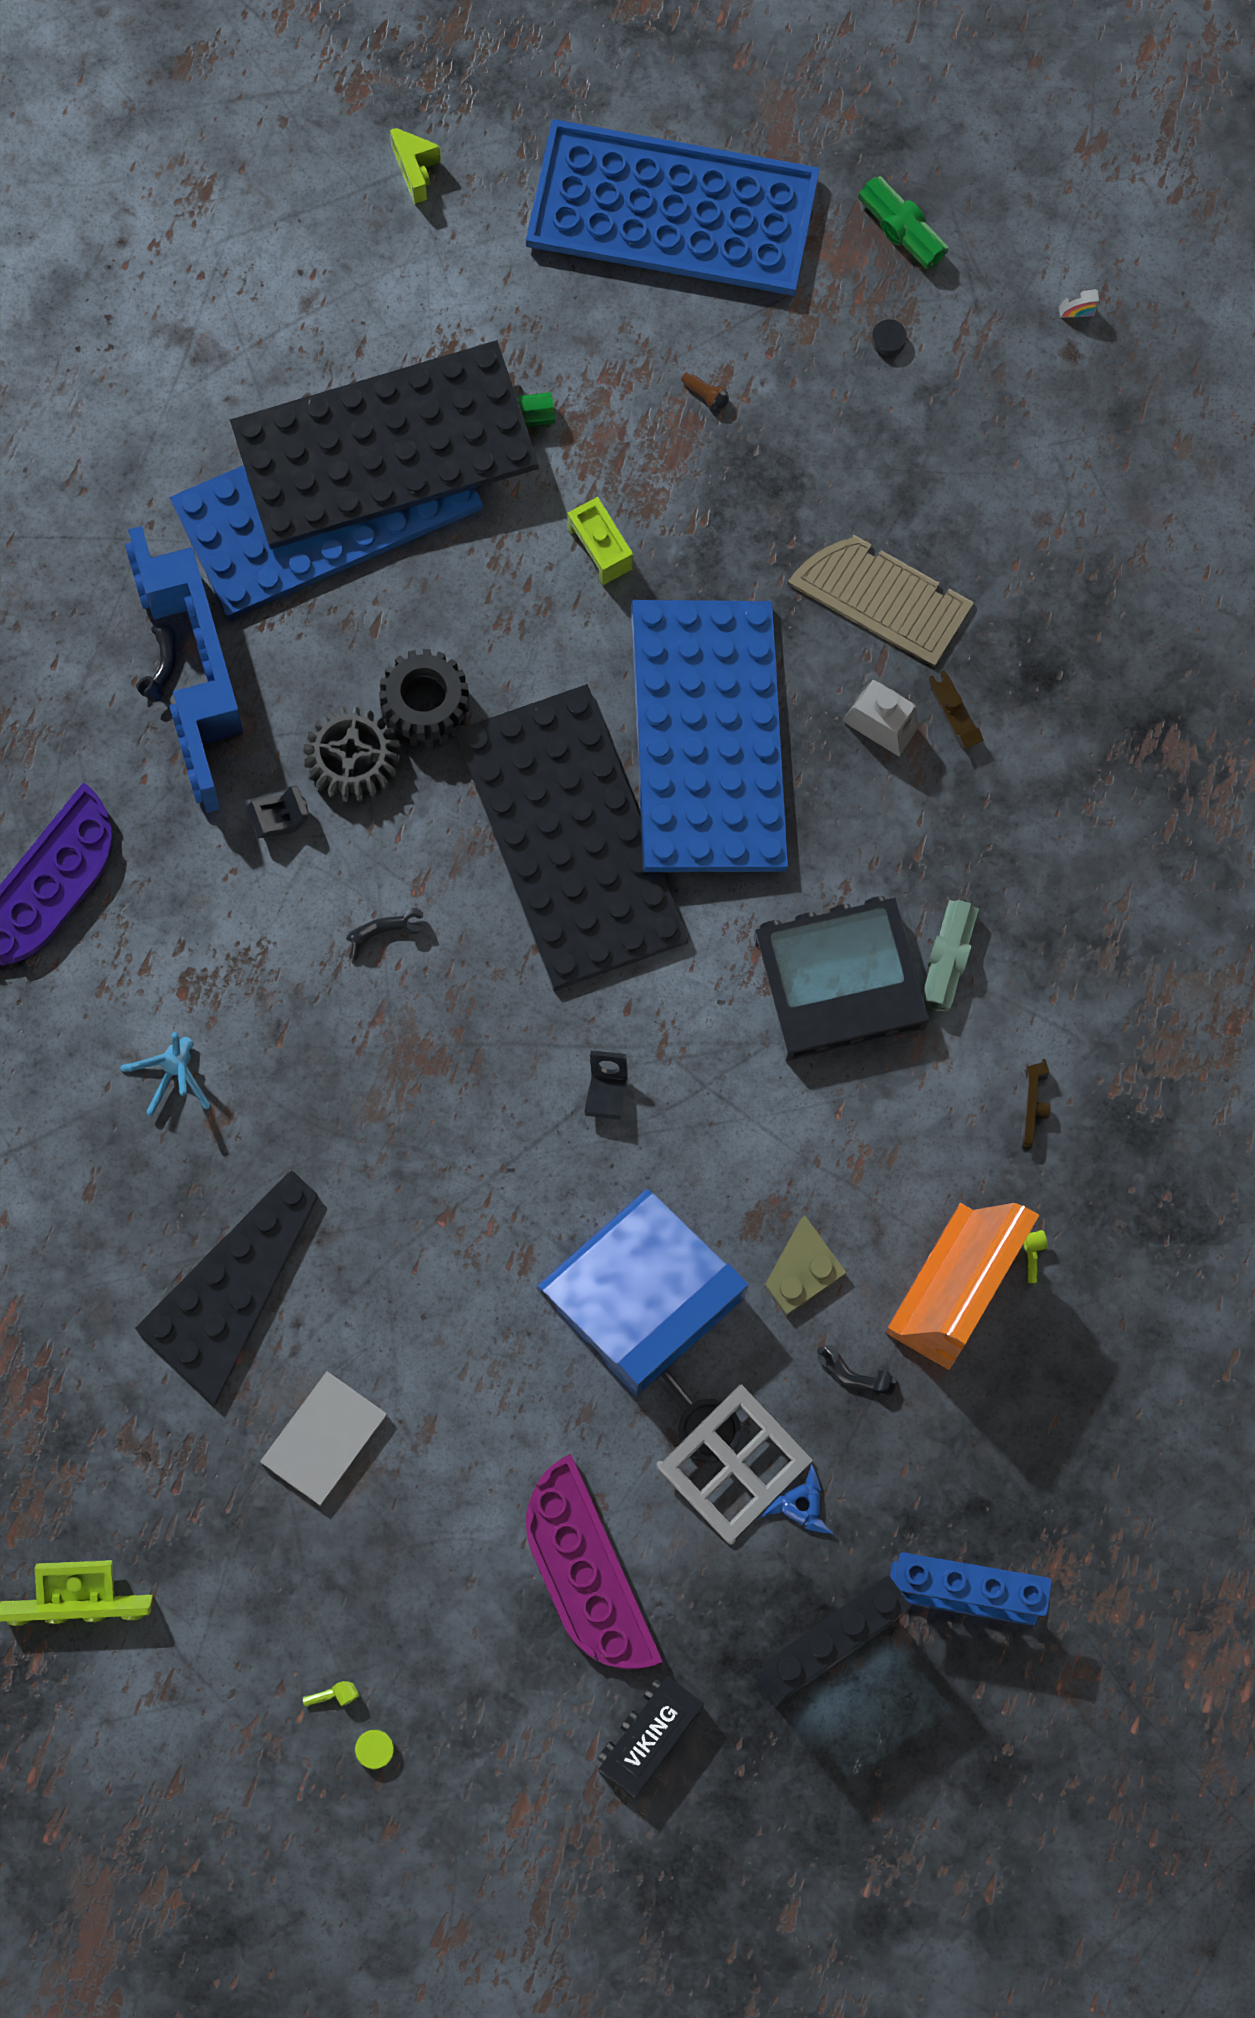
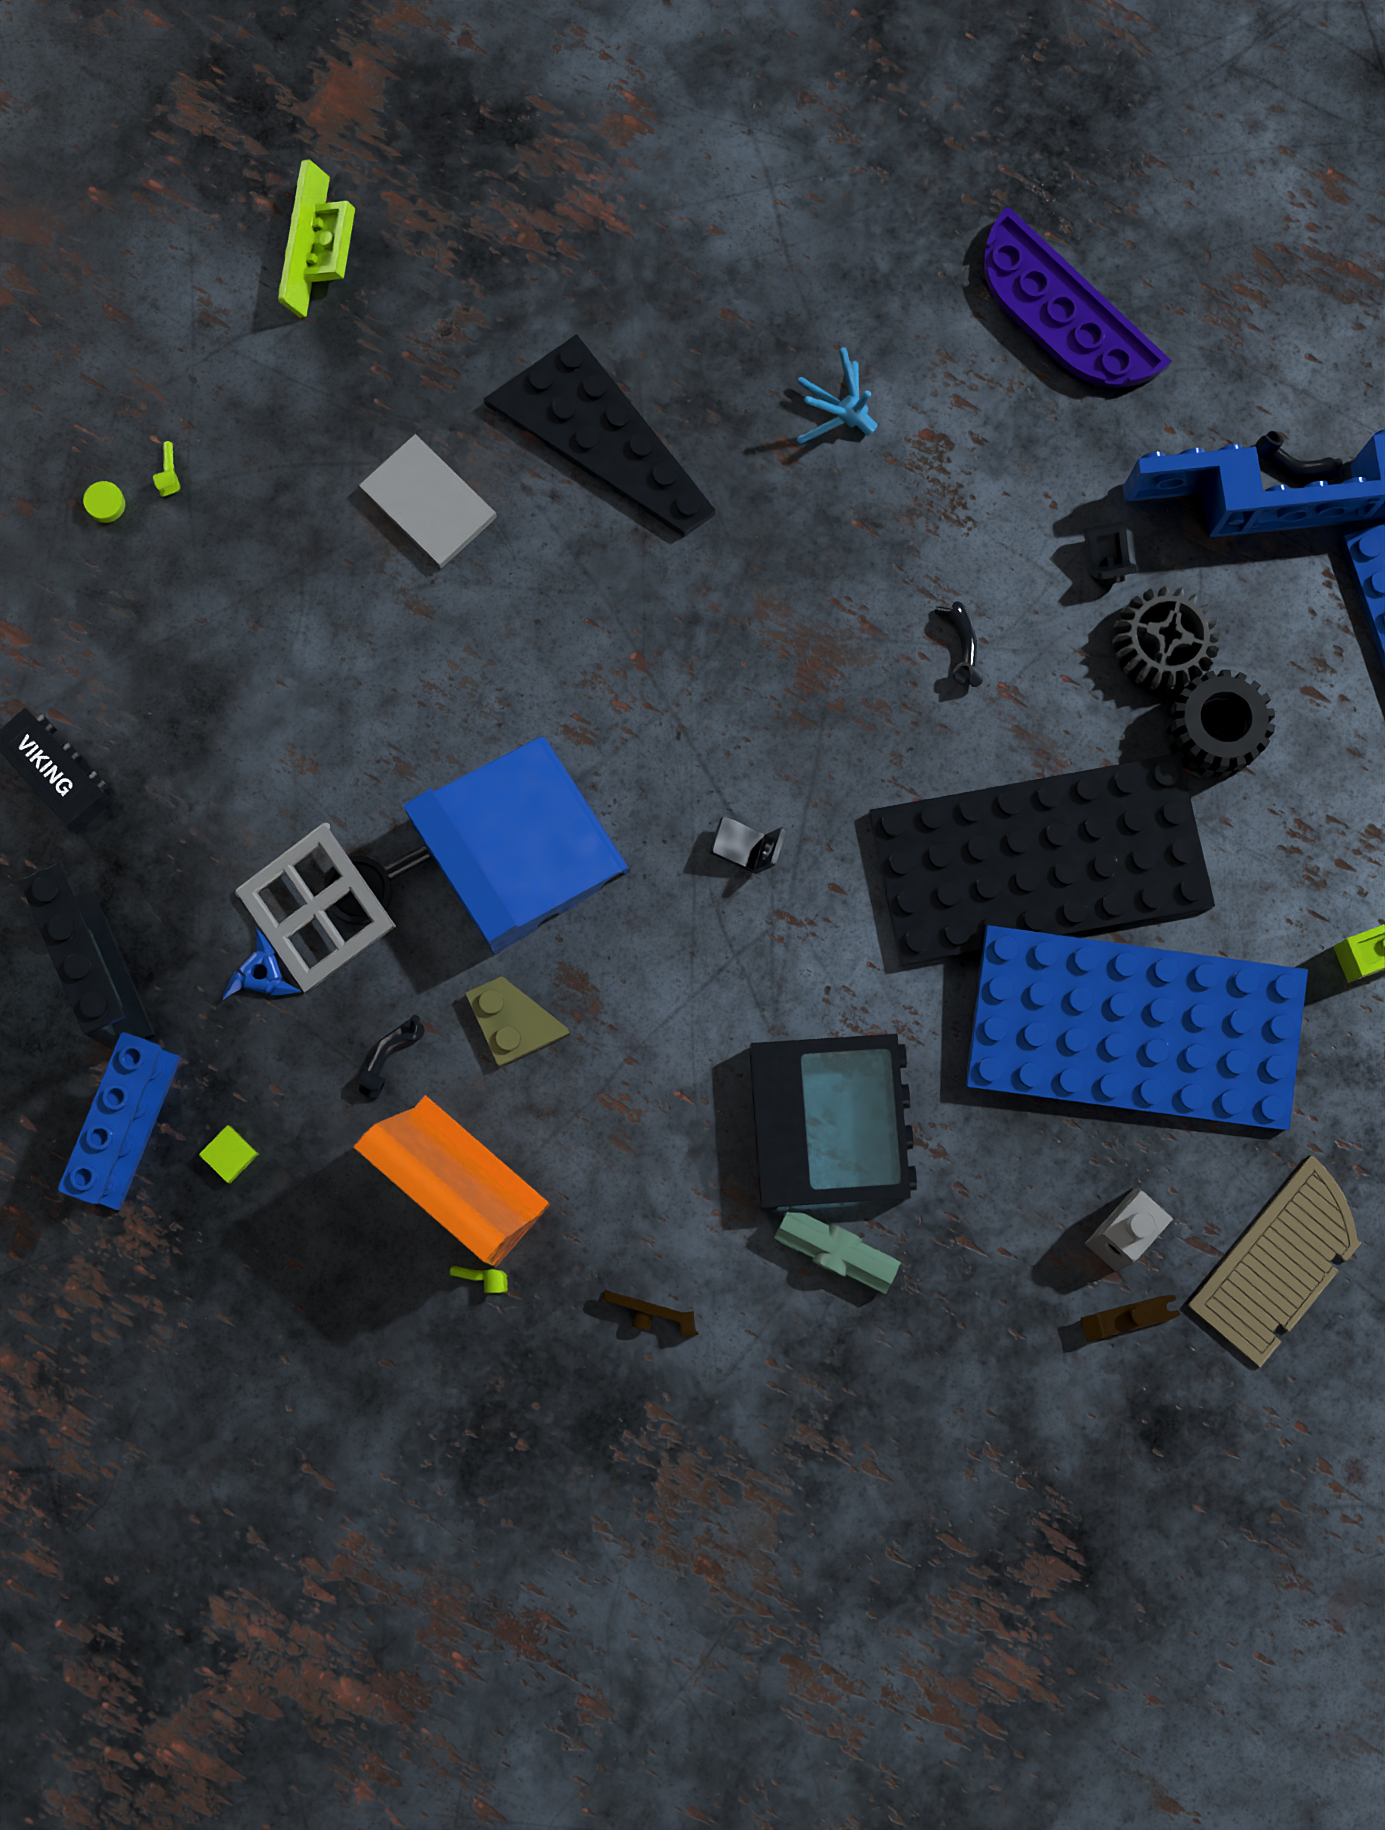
camera: 100 degrees right, 5 degrees up
(585, 1572) = (234, 735): magenta plate -> none
(971, 1498) = (228, 1154): none -> lime tile

